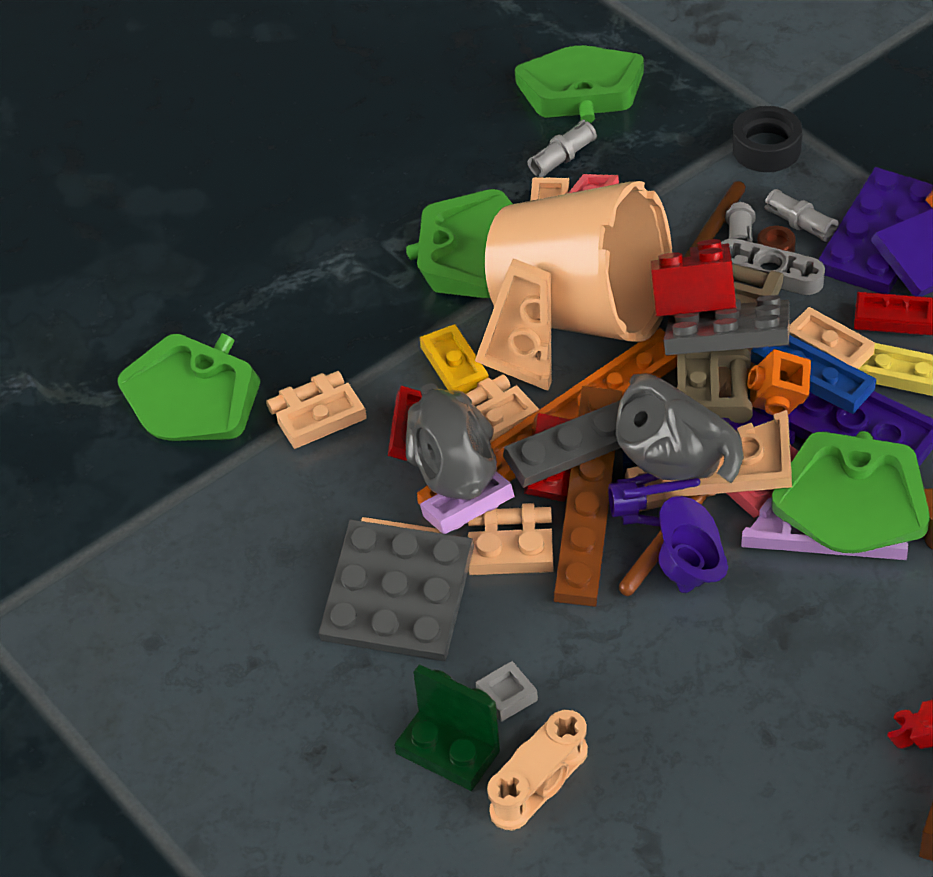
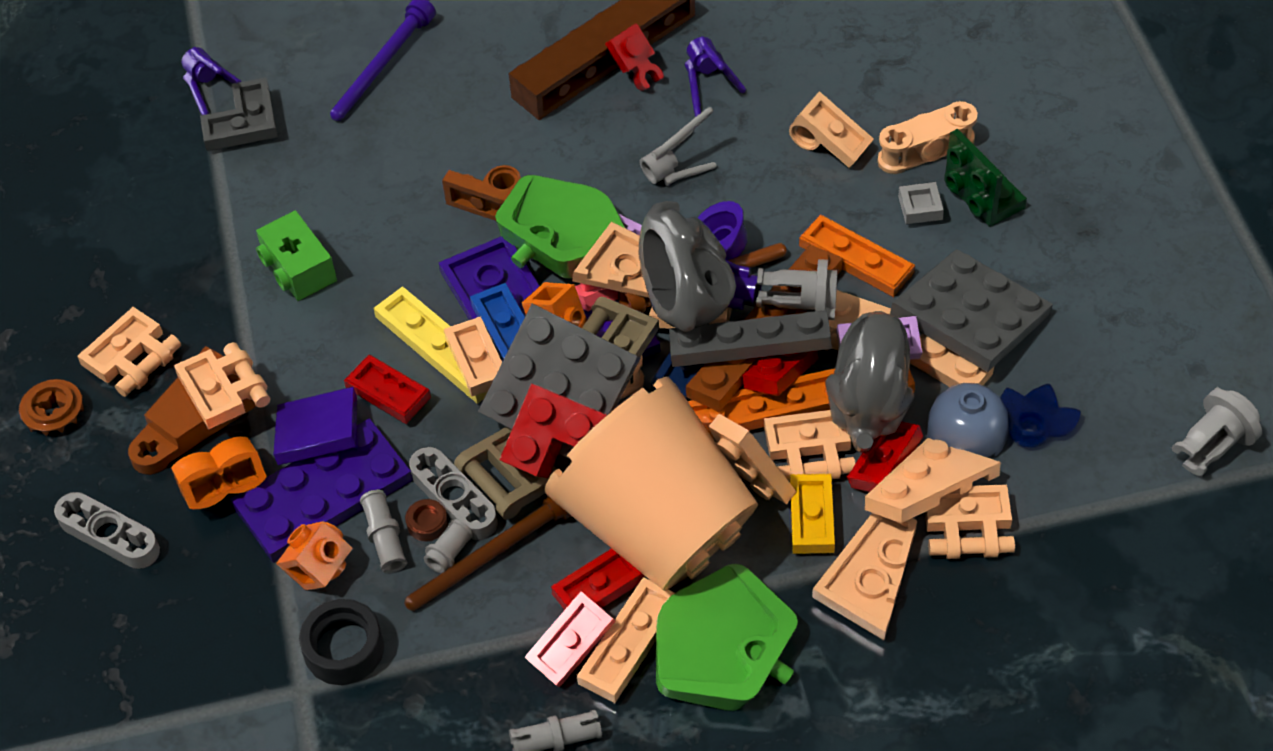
camera: 155 degrees left, 5 degrees up
(104, 566) = (1227, 421): none -> light grey piece
(190, 389) = (1084, 605): bright green animal -> none
(292, 524) = (1039, 413): none -> clear blue plate
(352, 486) = (969, 419): none -> sand blue cylinder
(362, 410) = (925, 478): none -> light nougat wing
(382, 339) = (869, 573): none -> light nougat wing
(546, 617) = (860, 256): none -> orange tile
(556, 500) = (816, 294): none -> light grey piece
(660, 725) = (828, 125): none -> light nougat plate
(807, 625) = (661, 162): none -> light grey plant
(834, 167) = (315, 555): none -> orange brick
(855, 773) = (706, 60): none -> dark purple plant

